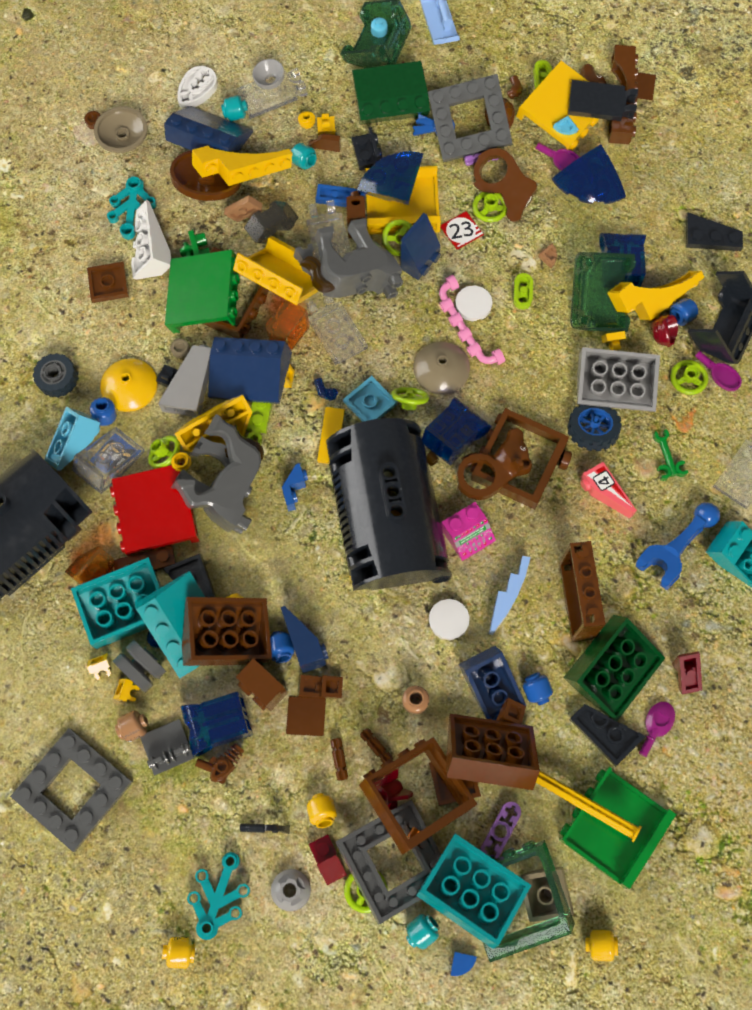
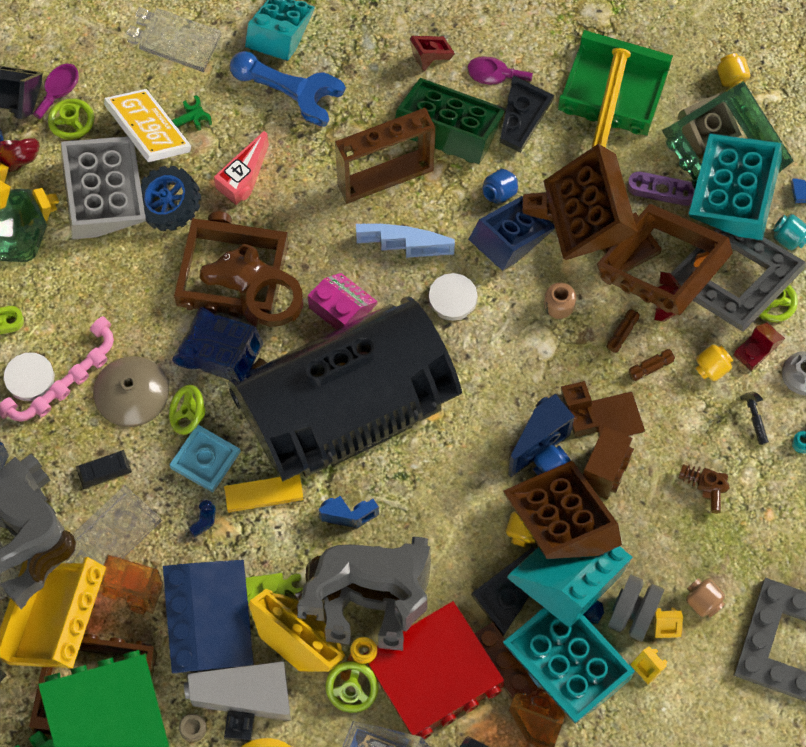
camera: 110 degrees left, 5 degrees down
(166, 747) = (711, 552): dark grey hinge -> none
(216, 722) = (664, 503): clear blue piece -> none
(386, 336) = (103, 469): none -> black tile
(664, 424) = (147, 125): none -> tile

